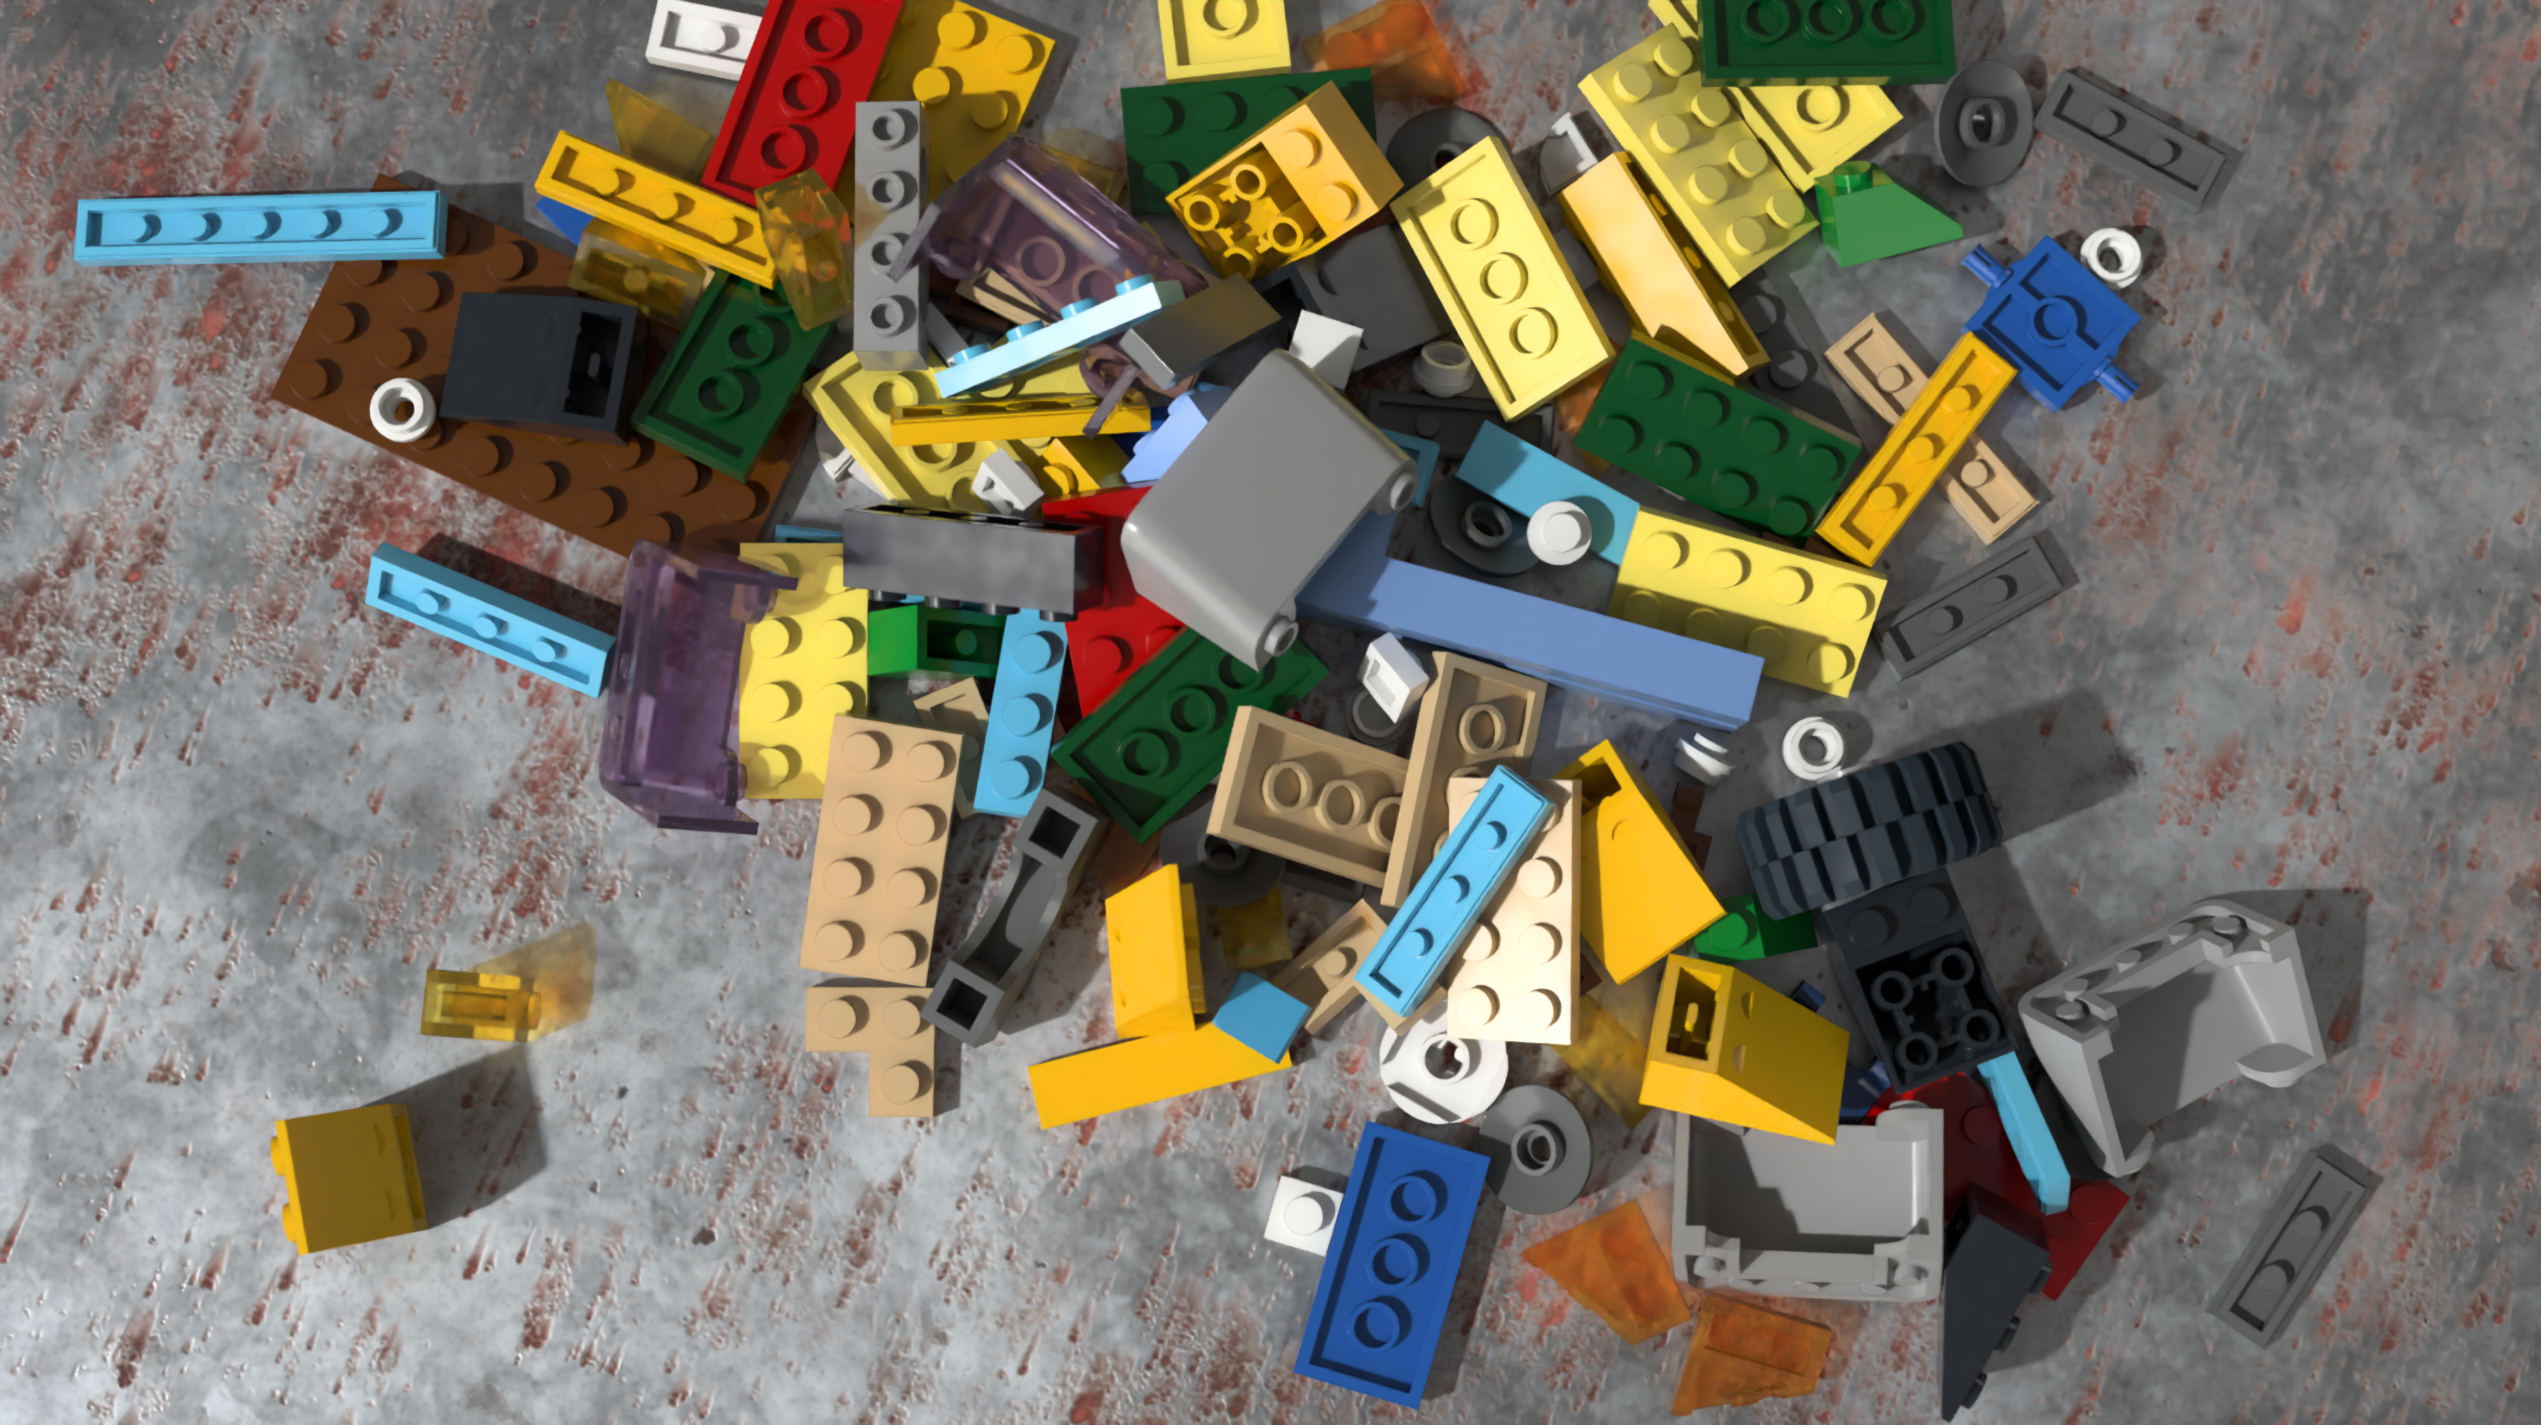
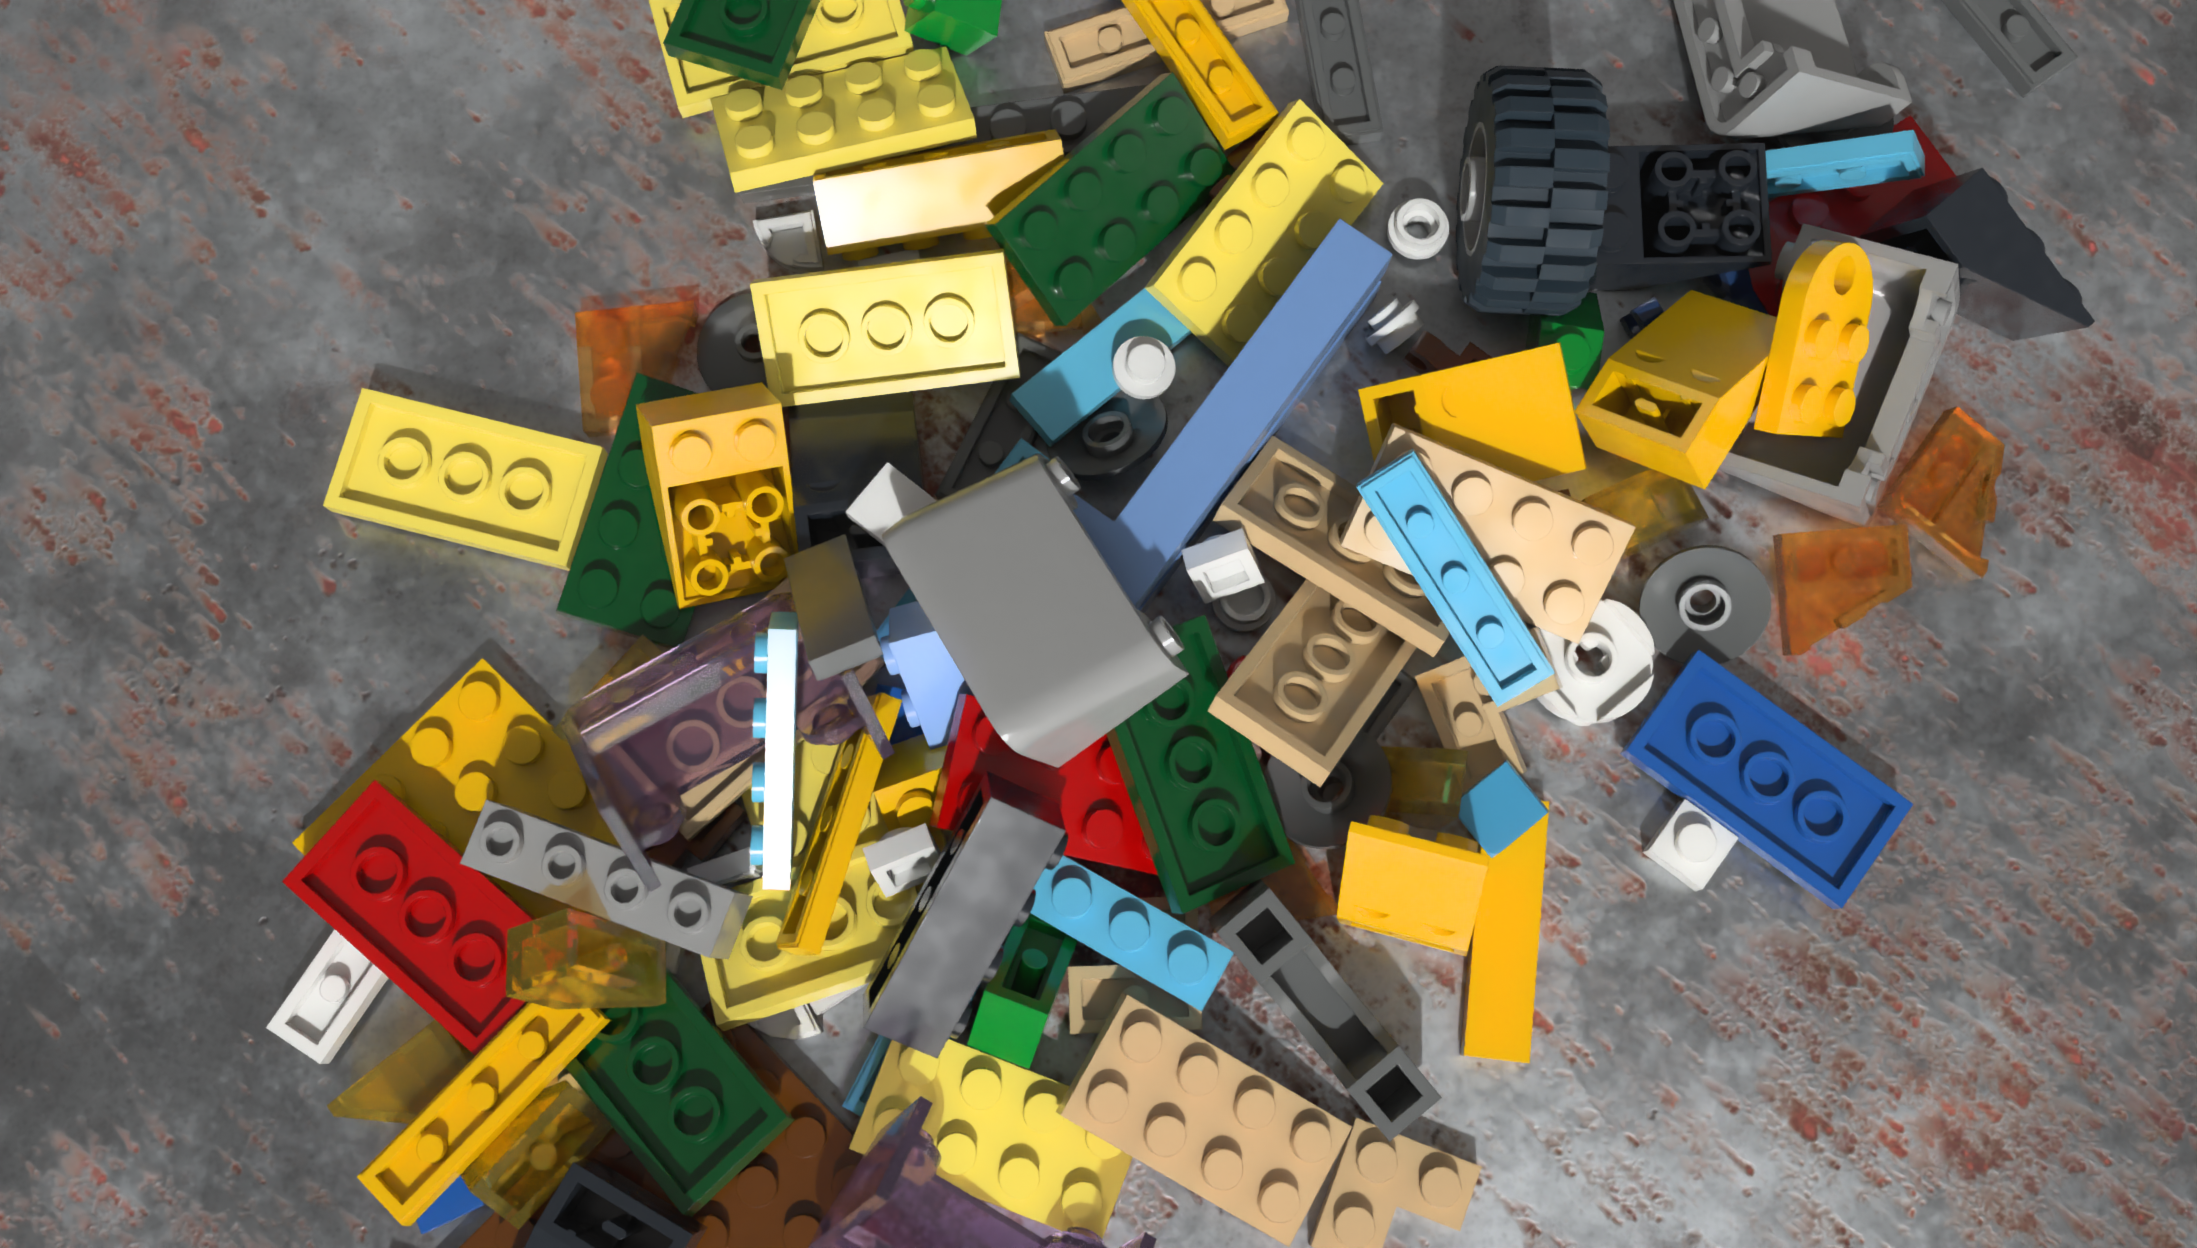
camera: 70 degrees left, 5 degrees down
(1444, 369) = (945, 418): white plate -> none
(1823, 1161) = (1818, 342): none -> yellow plate

